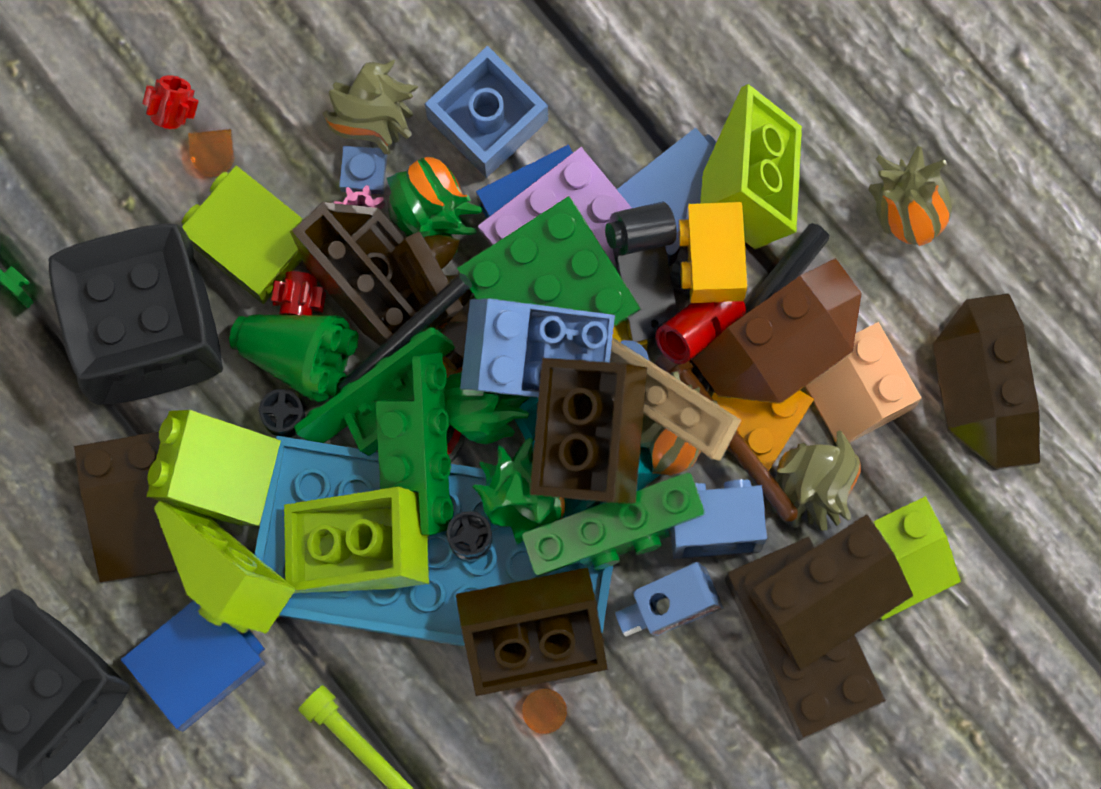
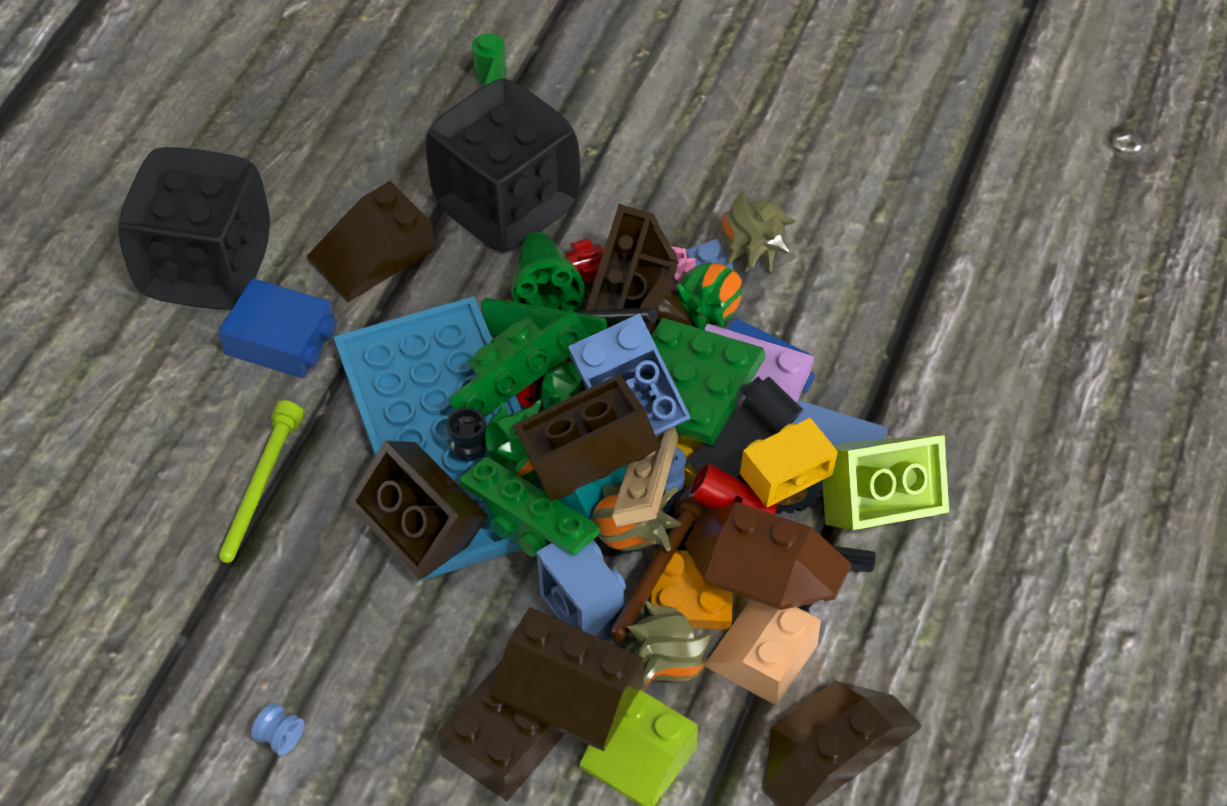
camera: 60 degrees right, 25 degrees down
(170, 102) = (675, 130): red gear -> none
(212, 151) = (659, 173): clear orange tile -> none
(212, 467) = (423, 260): lime brick -> none
(222, 572) = (347, 295): lime slope -> none
(245, 233) = (599, 200): lime brick -> none
(281, 404) = (493, 285): black wheel -> none
(356, 542) = (419, 370): lime slope -> none
(487, 111) = (801, 299): medium blue brick -> none
(544, 711) = (364, 563): clear orange tile -> none
(690, 598) = (498, 592): medium blue torso -> none
(912, 199) = (942, 602): olive hair -> none

